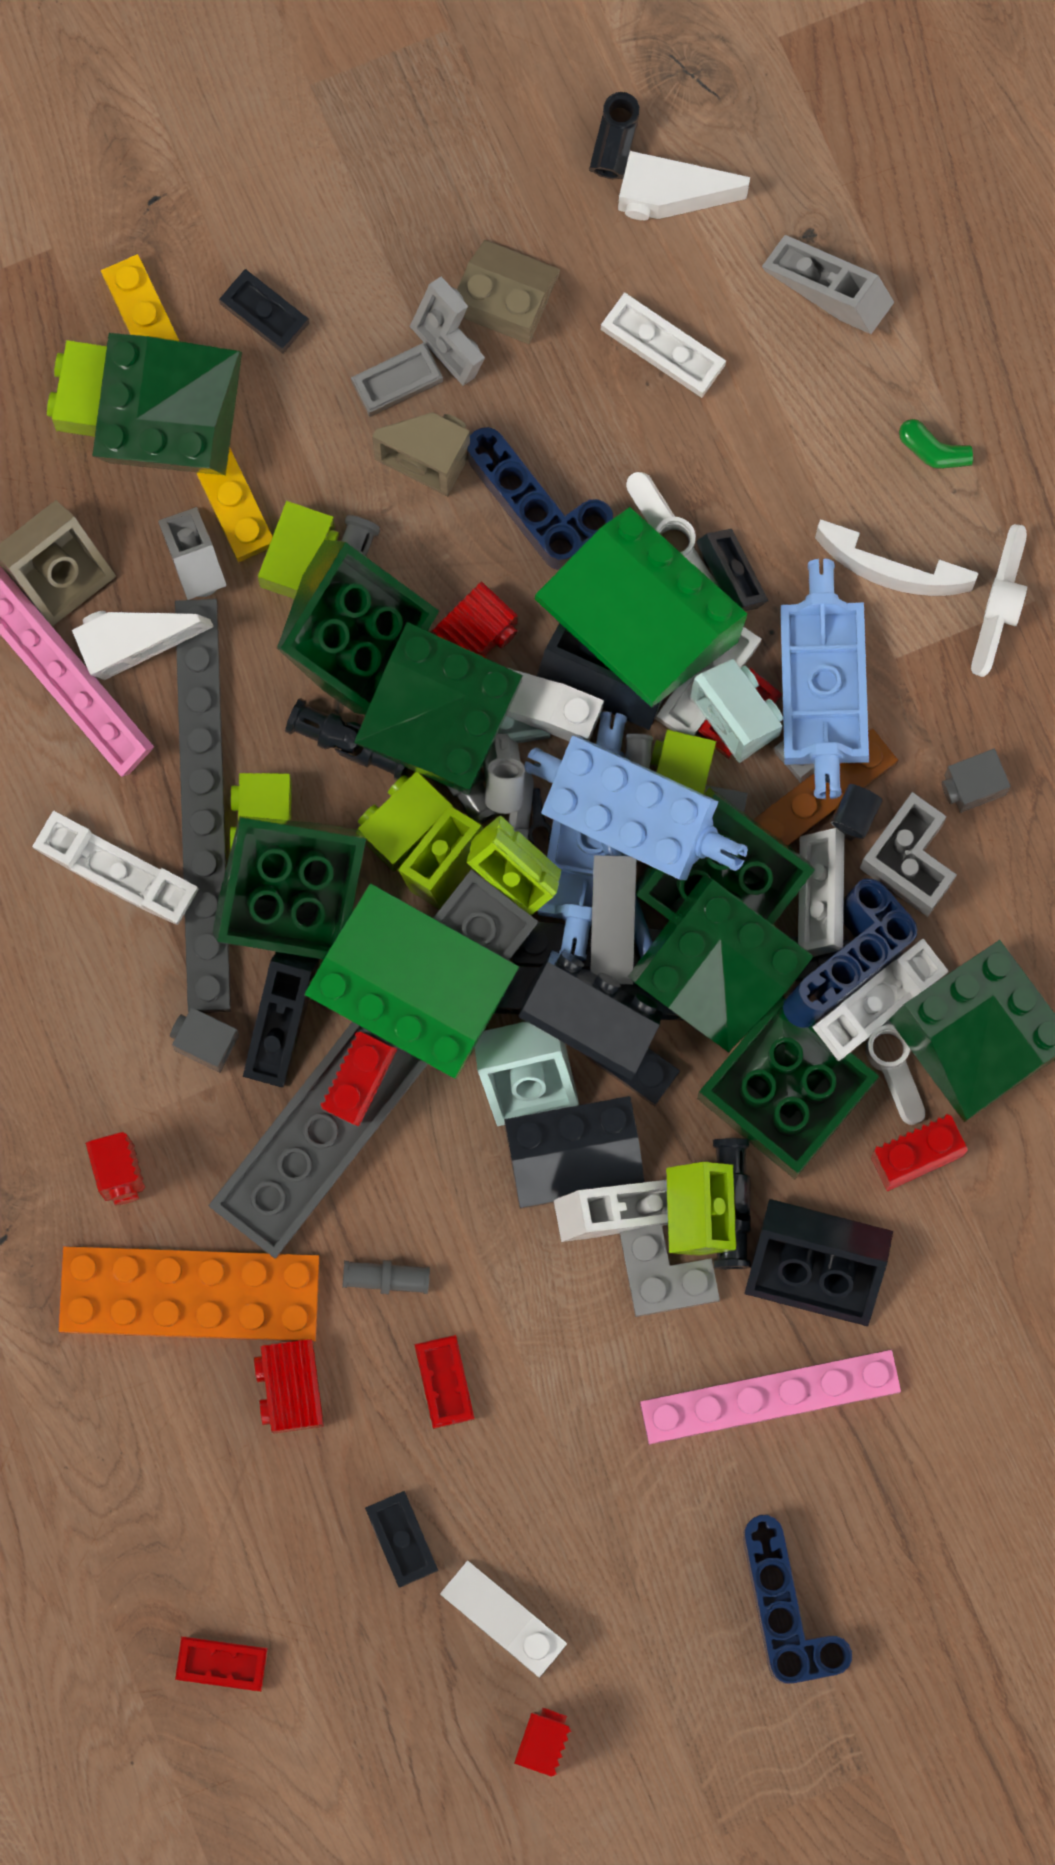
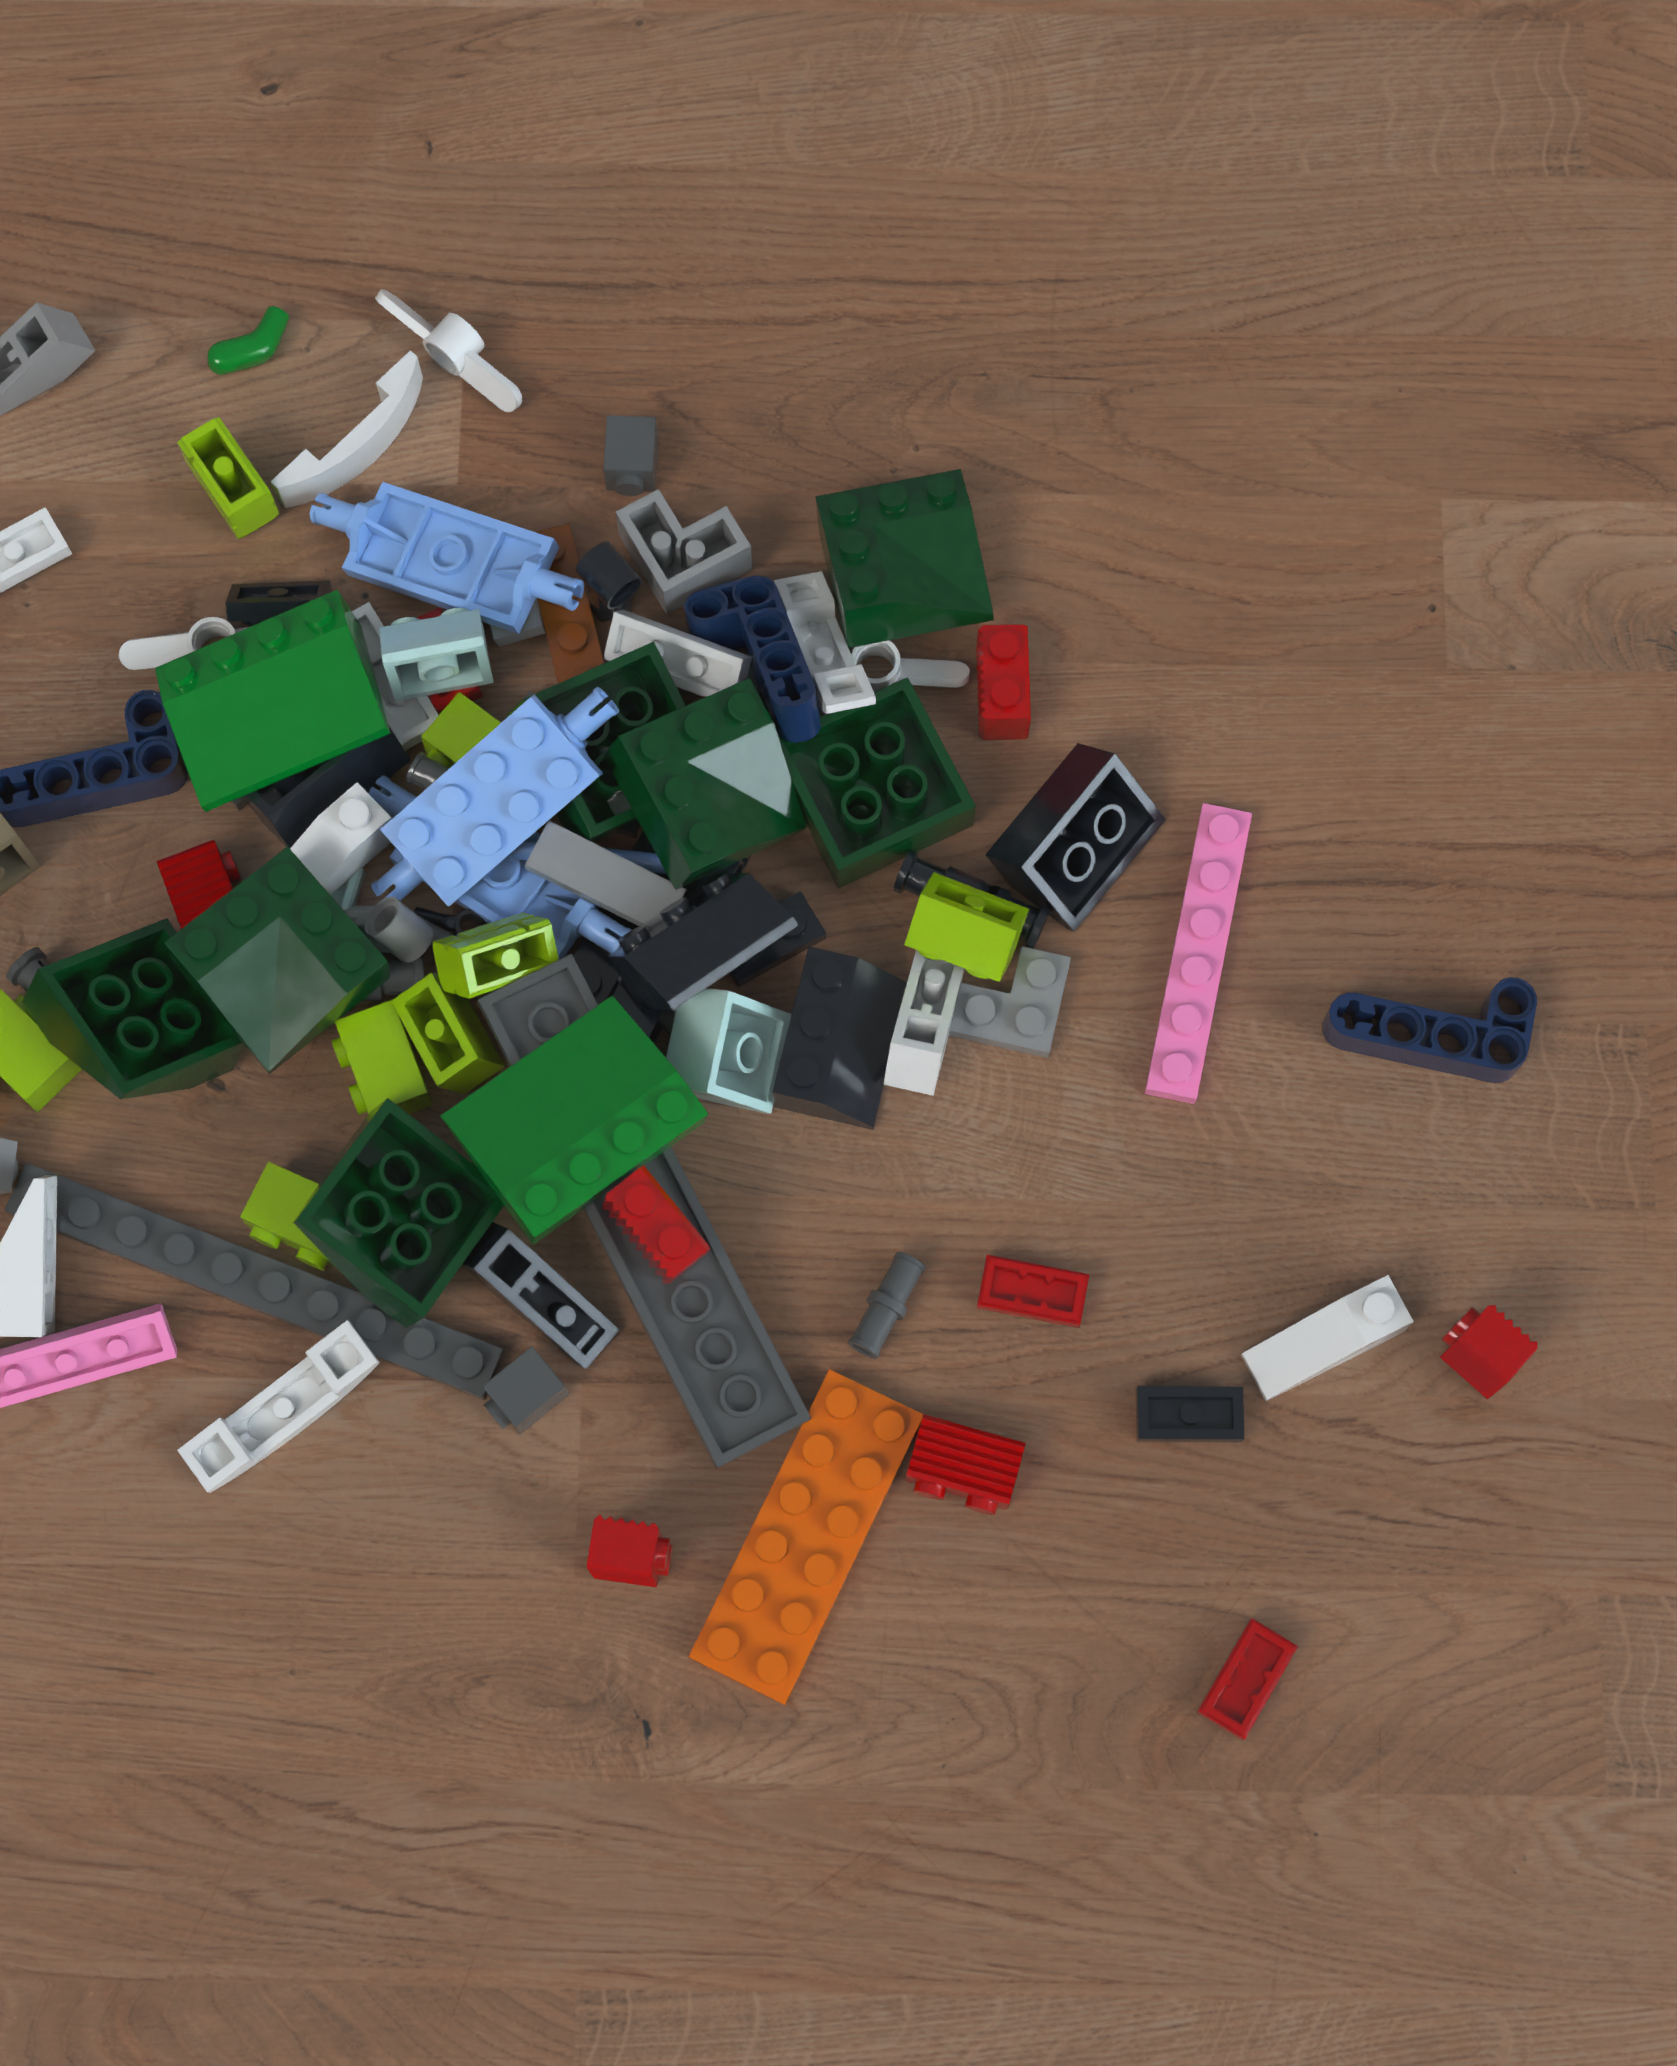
camera: 65 degrees left, 5 degrees down
(335, 733) = (258, 1087): black piece -> none
(810, 485) = (228, 477): none -> lime brick

